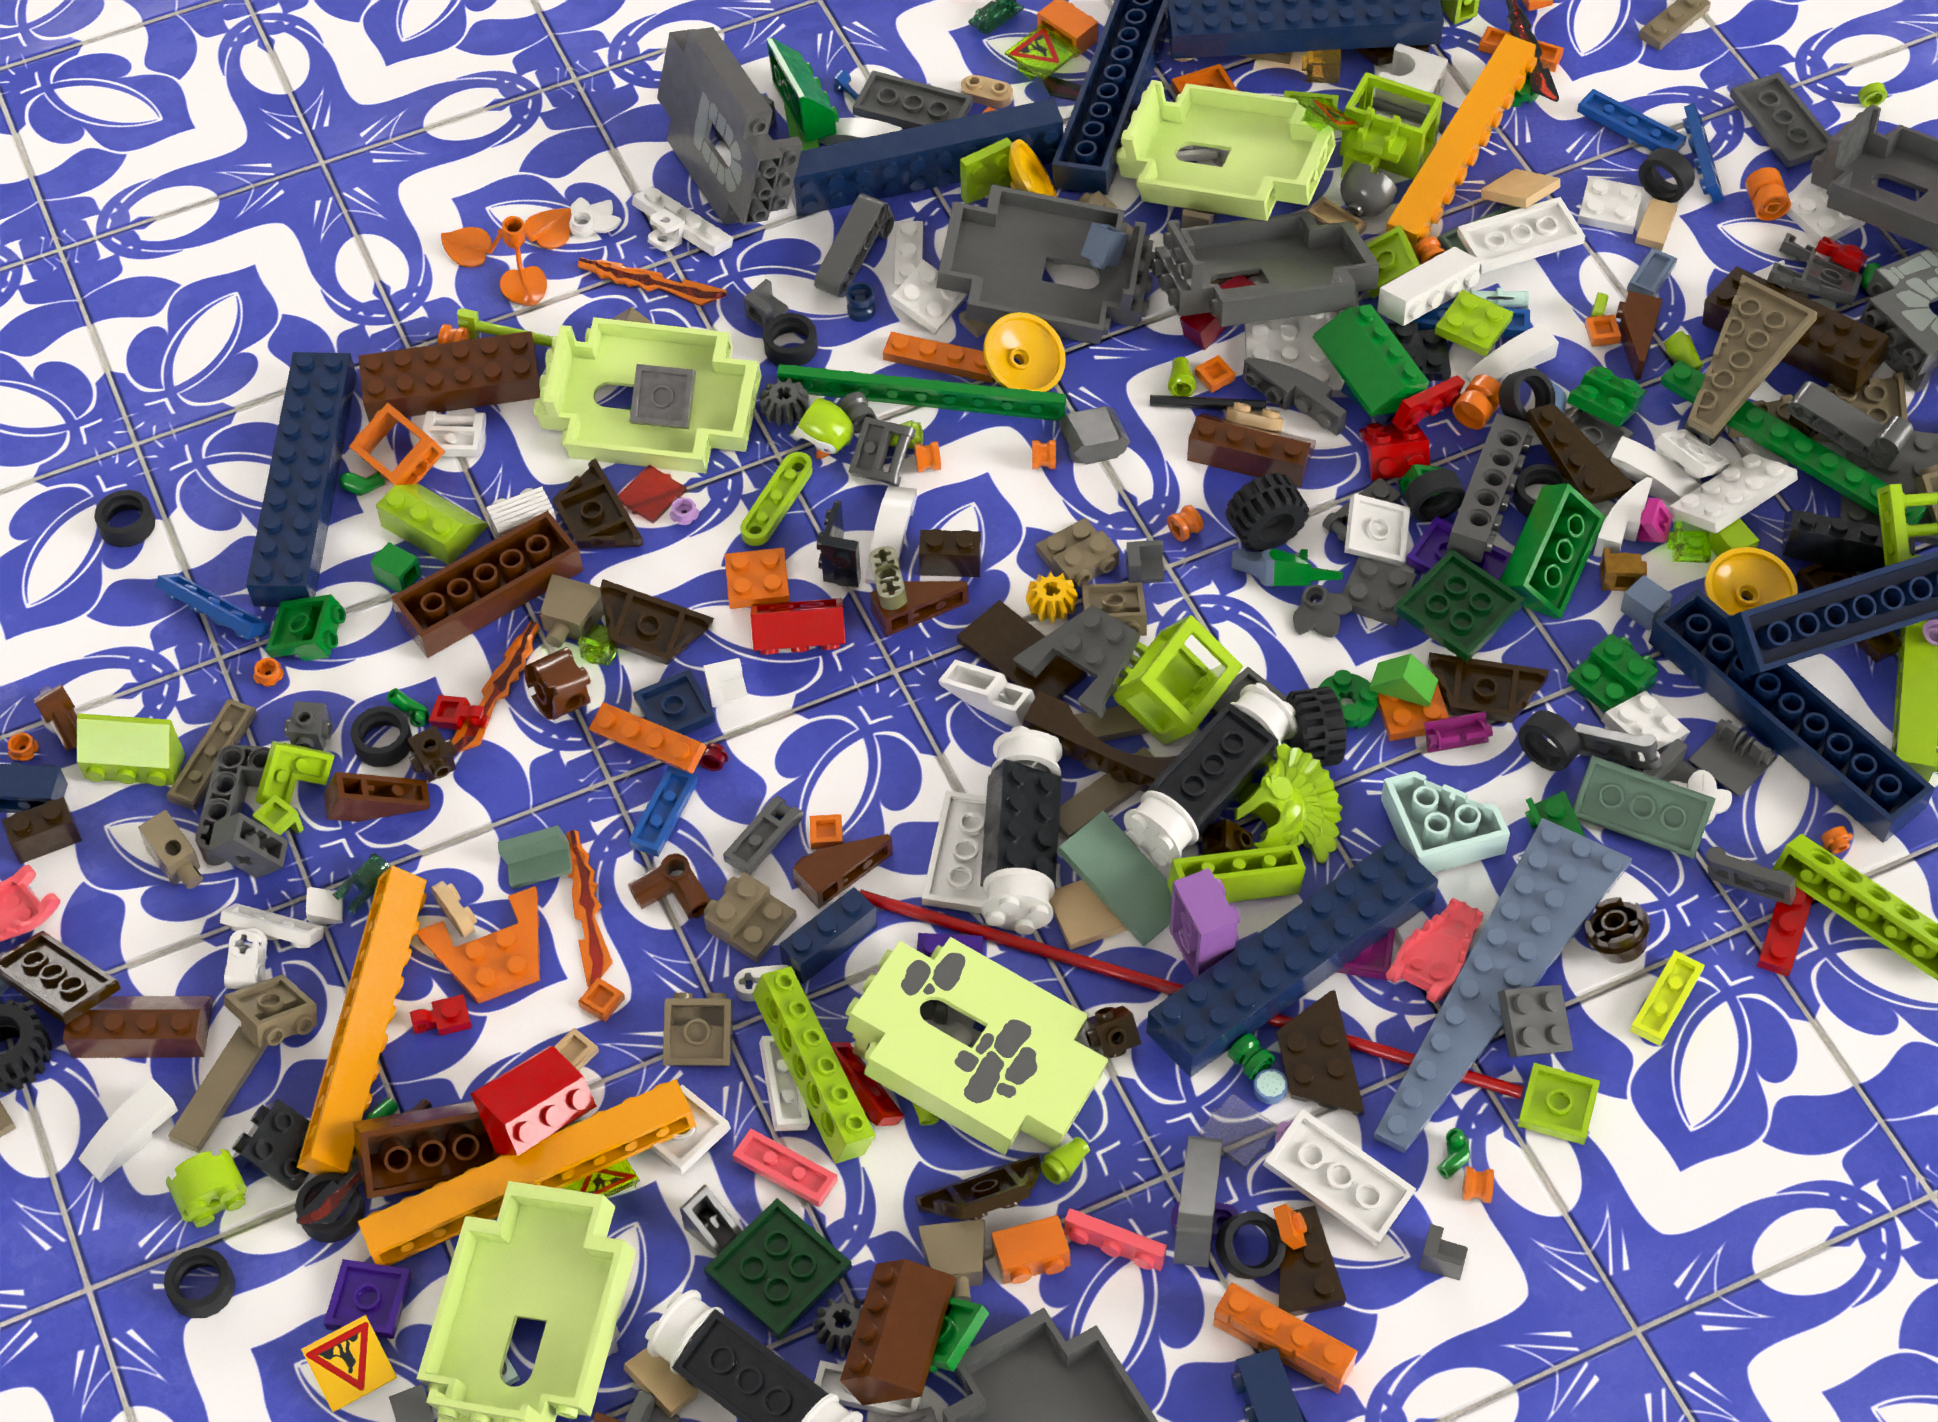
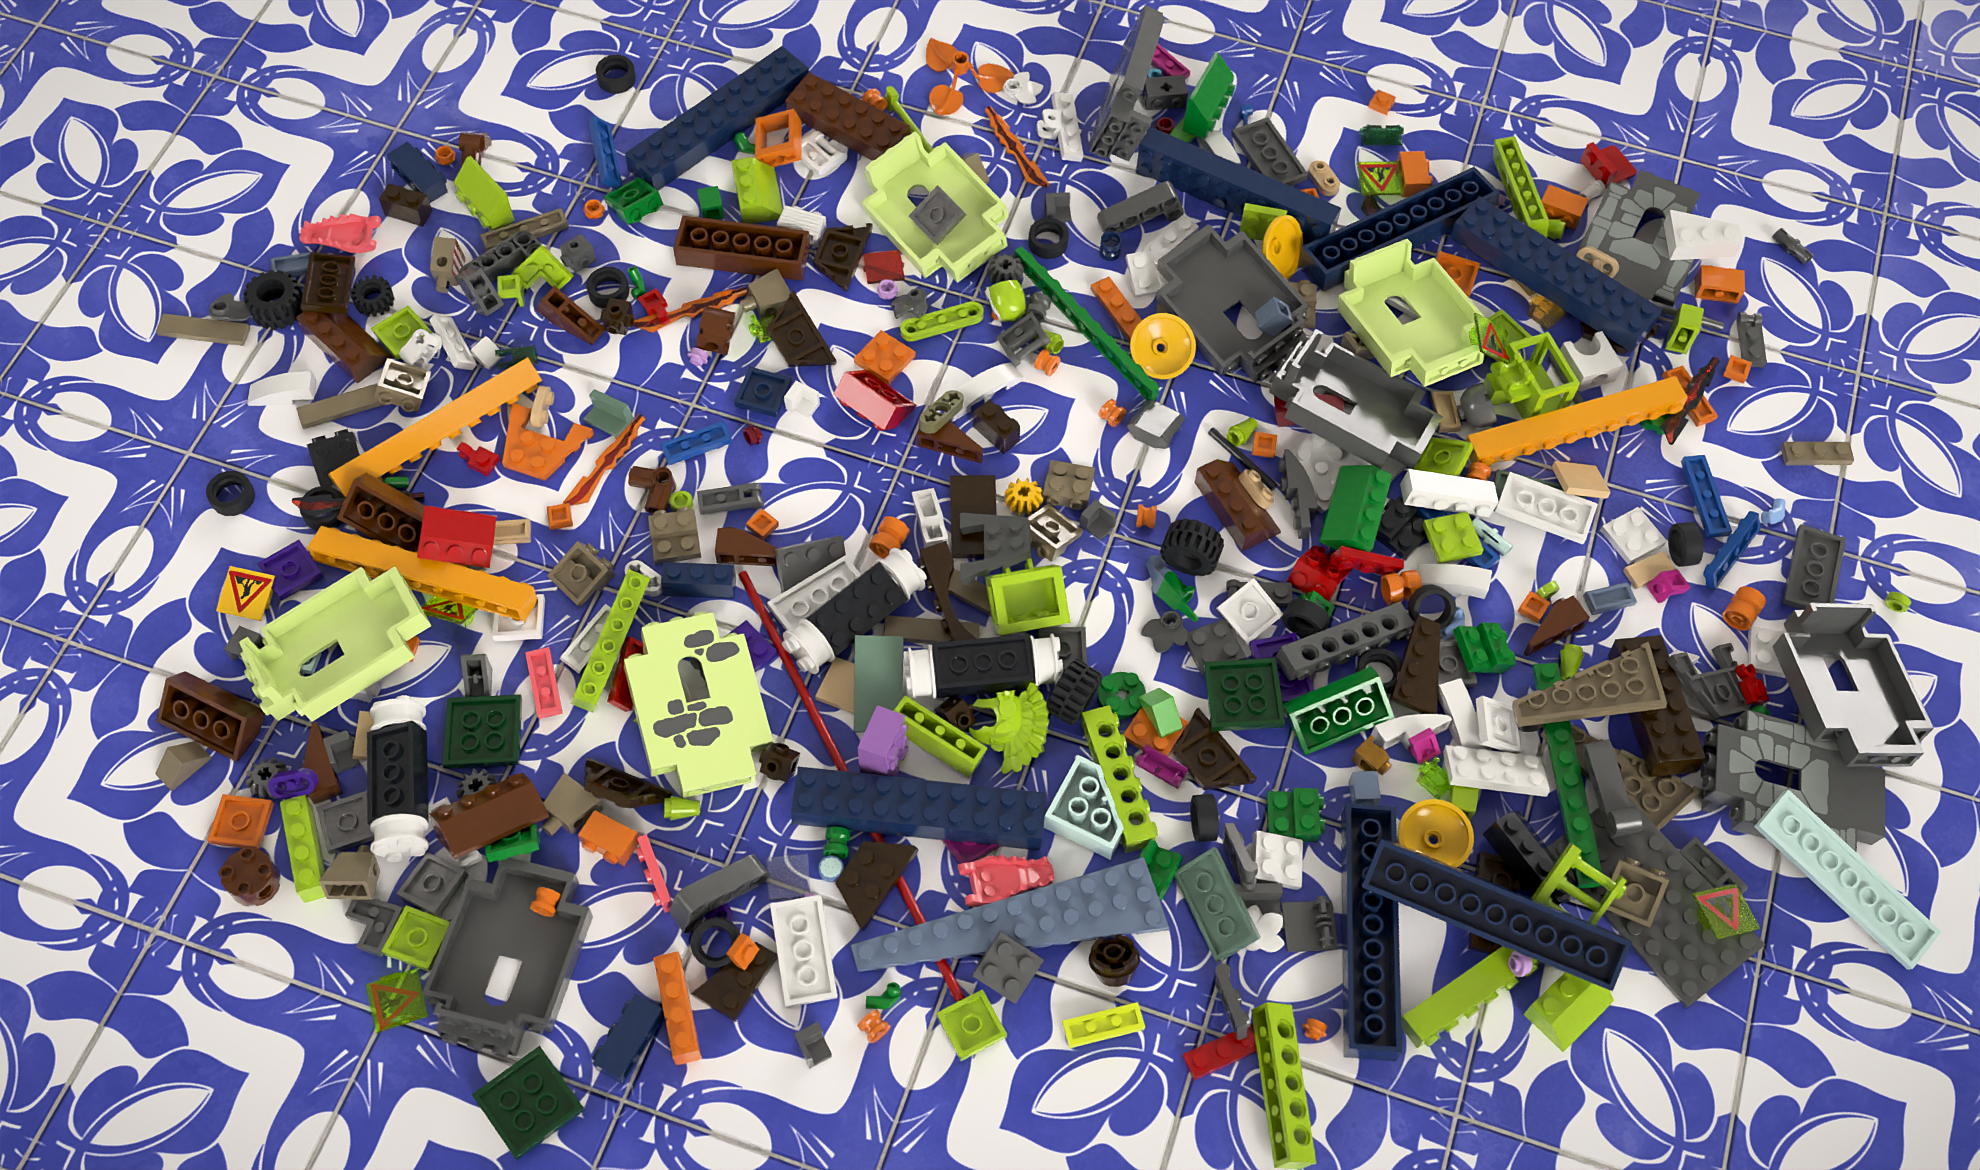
camera: 40 degrees right, 5 degrees up
(113, 937) = (375, 305): none -> black tyre
(196, 962) = (398, 329): none -> lime plate
(206, 1187) = (278, 448): lime brick -> none
(563, 727) = (698, 357): none -> lavender plate
(647, 738) = (728, 397): orange plate -> none
(713, 879) = (681, 499): none -> lime tile
(724, 505) = (912, 302): none -> dark grey plate
(838, 556) = (936, 368): black bracket -> none
(914, 826) = (807, 558): none -> dark grey wing
(969, 739) = (890, 535): none -> orange wheel
(1045, 1361) = (545, 902): none -> orange wheel
(1422, 758) = (1103, 720): none -> lime brick
(1686, 225) = (1667, 584): none -> dark pink bracket
(1701, 94) = (1776, 514): none -> light blue arm

